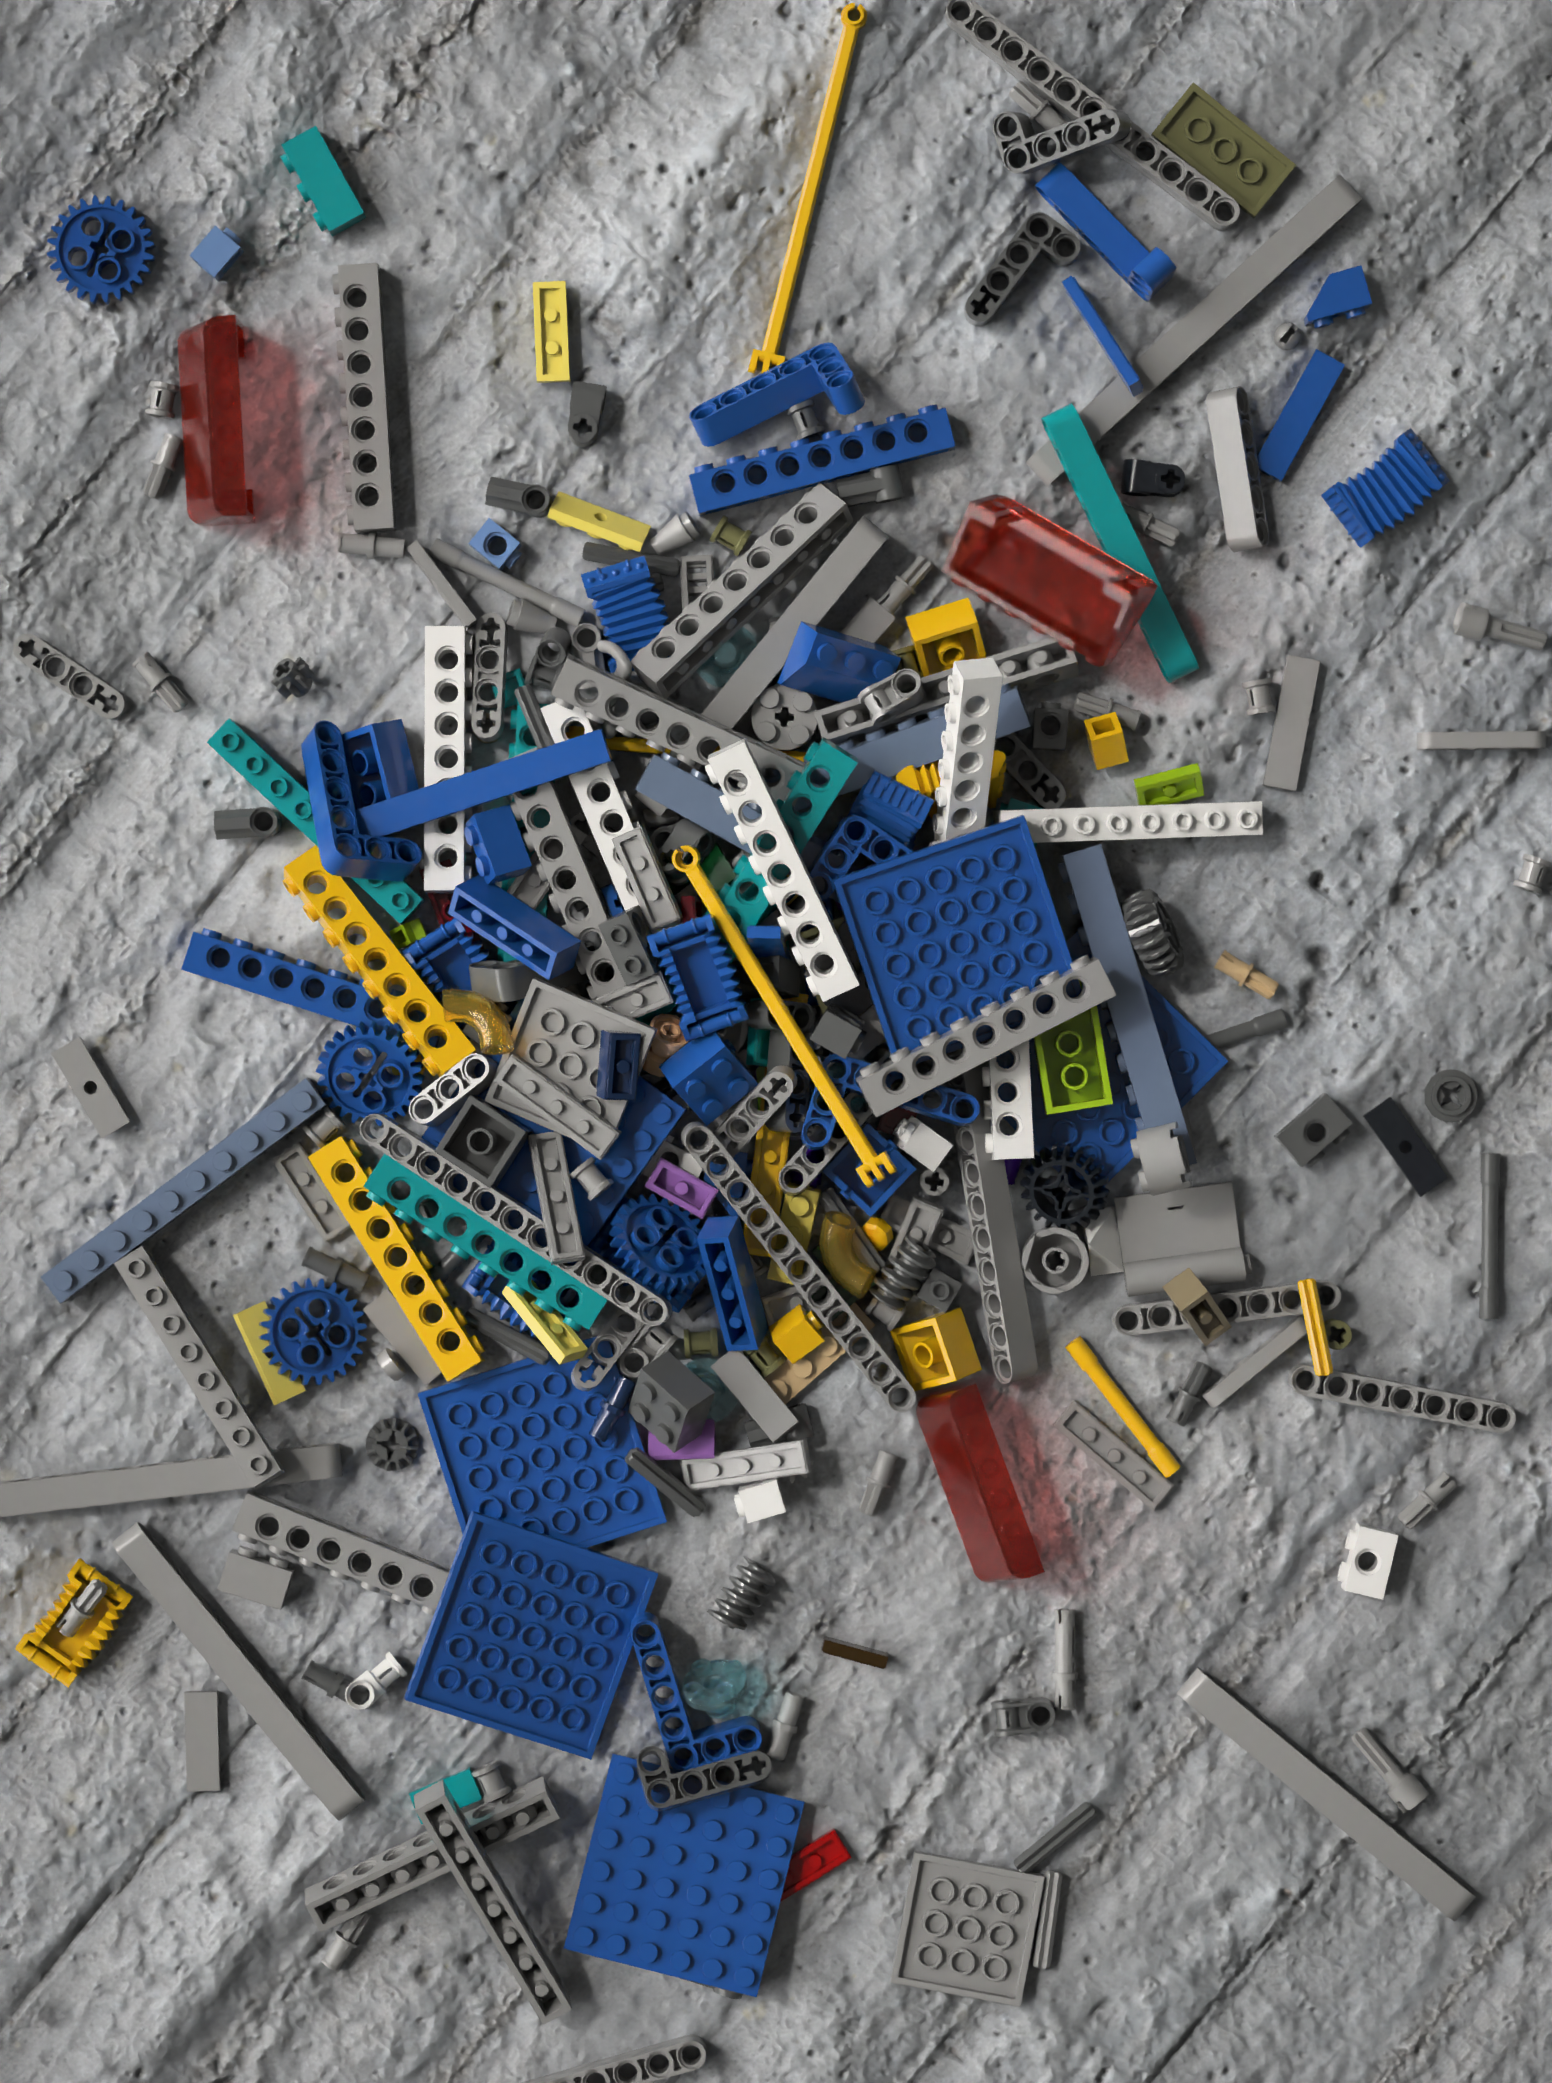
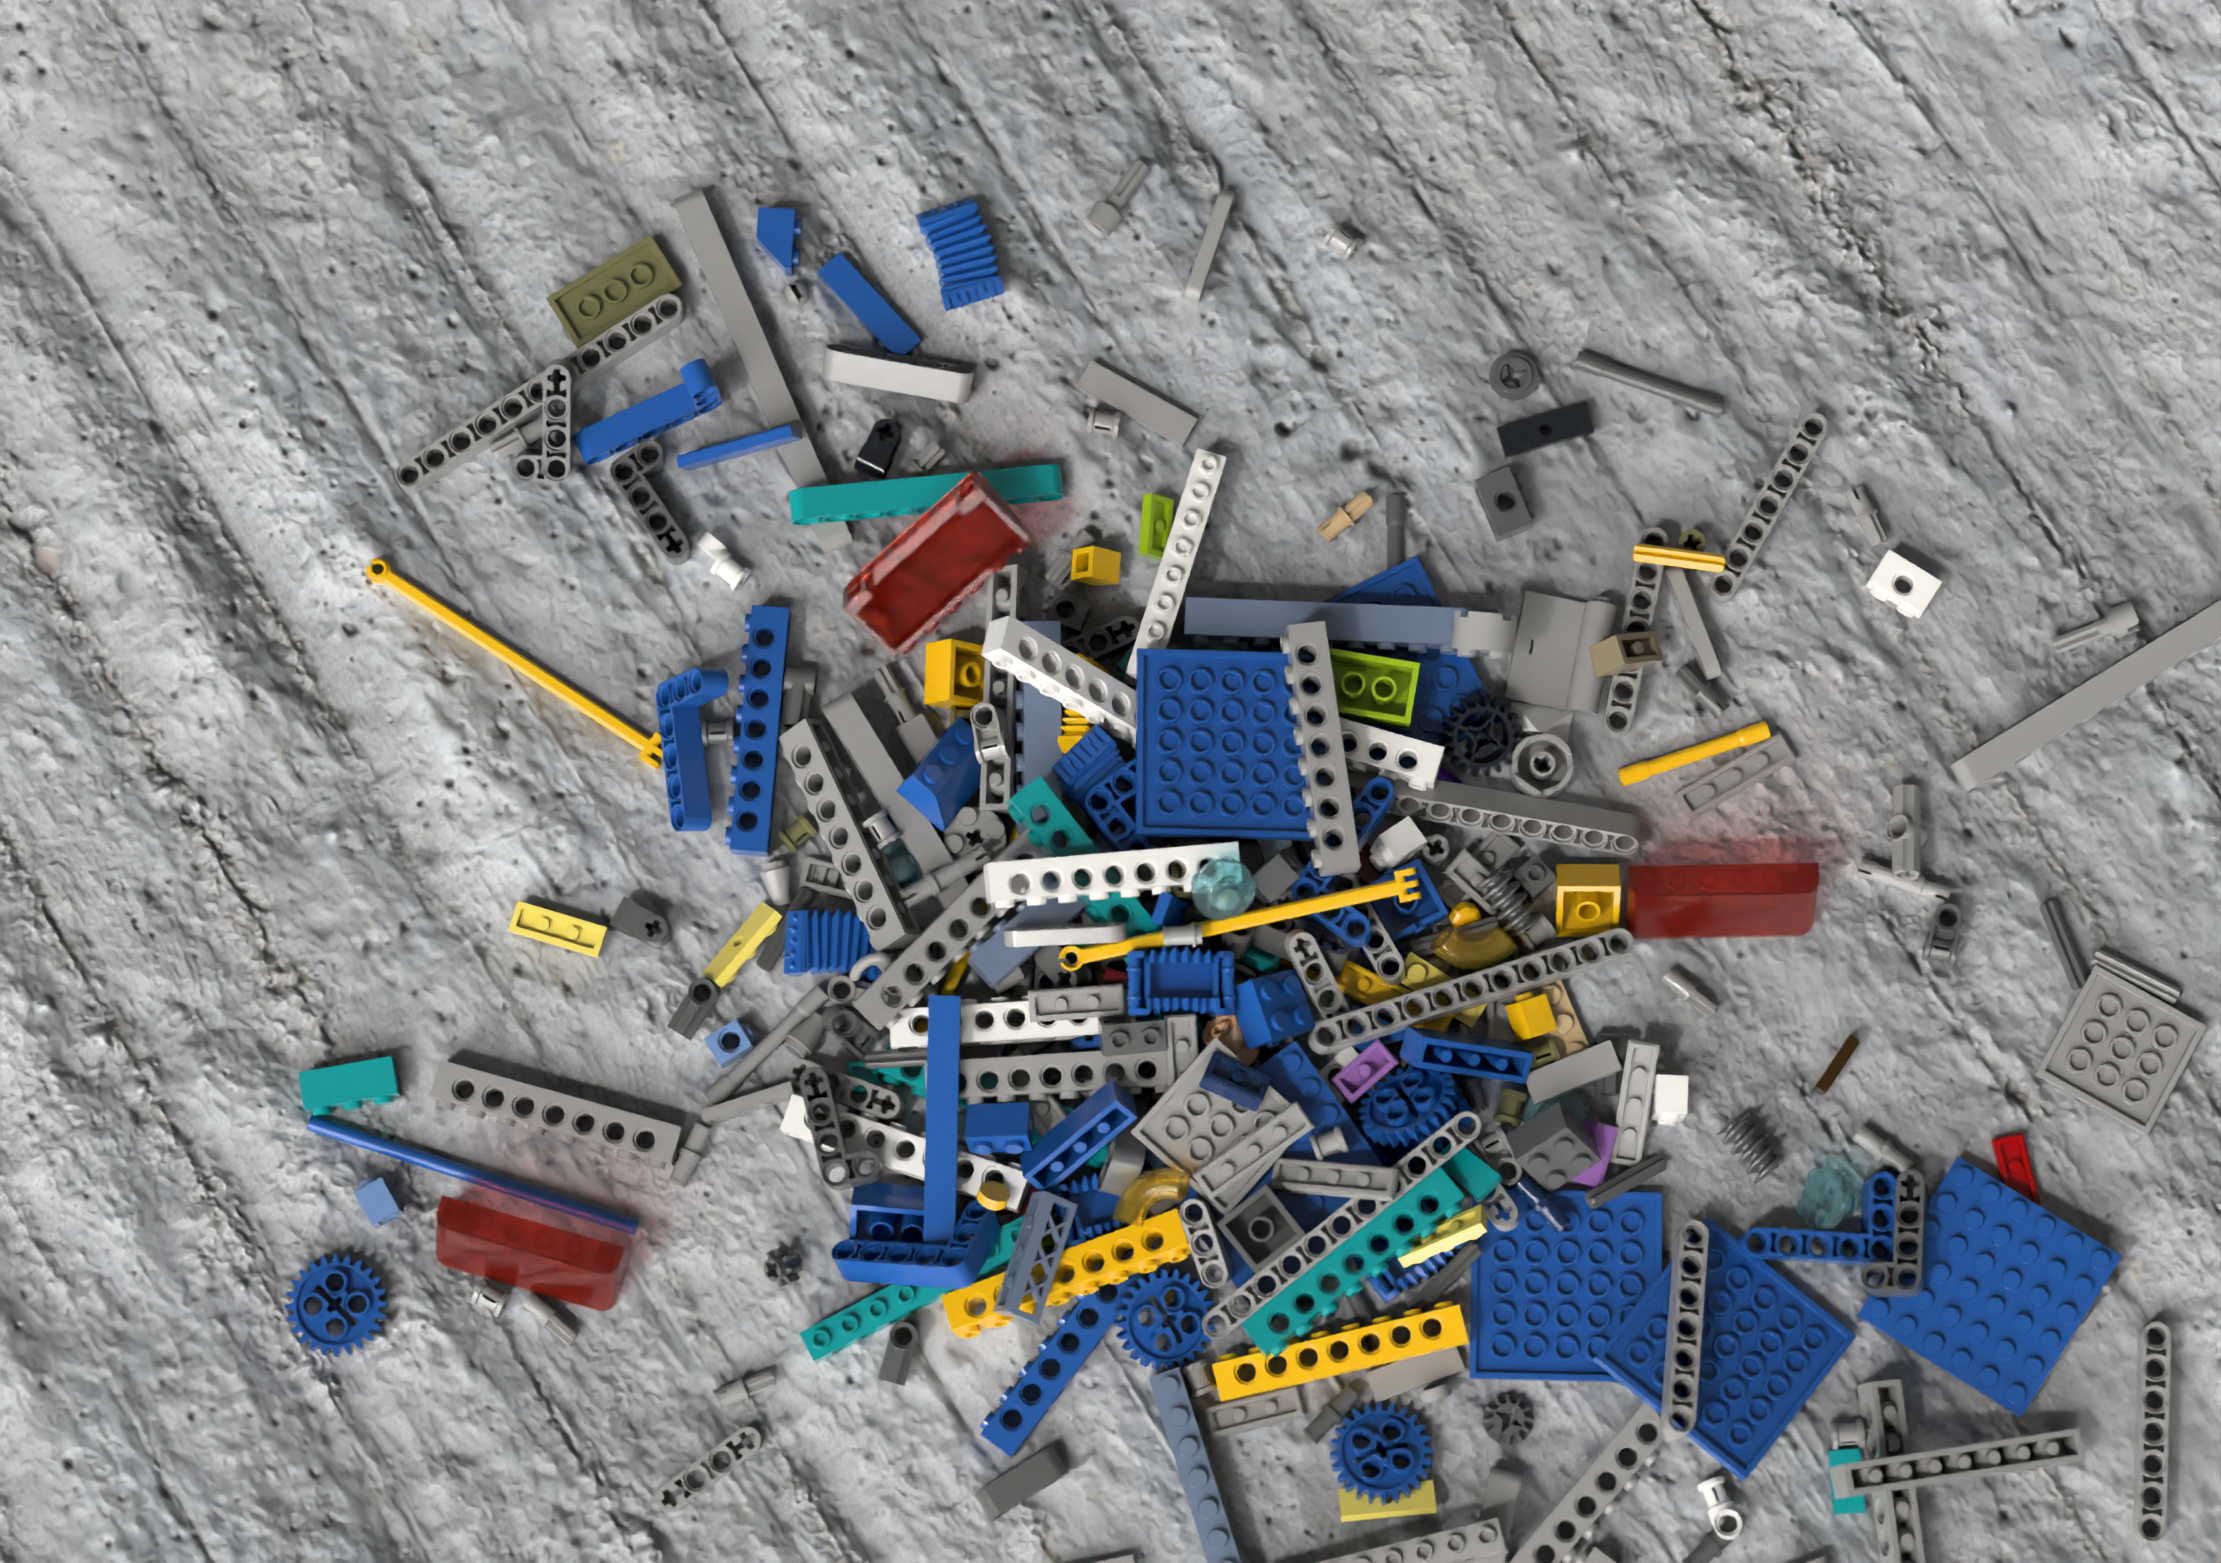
camera: 65 degrees left, 10 degrees down
(162, 988) = (1021, 1483): none -> dark grey beam
(277, 333) = (473, 1175): none -> blue piece
(381, 914) = (1025, 1252): none -> sand blue fence
(427, 863) = (993, 1195): none -> yellow tile
(441, 680) = (832, 1128): none -> dark grey beam
(516, 1586) = (1676, 1341): none -> light grey beam
(616, 1329) = (1470, 1173): none -> teal tile
(707, 844) = (1065, 934): none -> beam
(719, 691) = (933, 883): none -> light grey pin
(744, 962) = (1182, 935): none -> light grey pin
(757, 621) = (882, 829): none -> light grey bush
(805, 986) = (1223, 888): none -> clear light blue plate
(978, 365) = (724, 564): none -> white connector
(1113, 1646) = (1906, 832): none -> light grey piece
(1153, 933) = (1280, 581): dark grey gear -> none

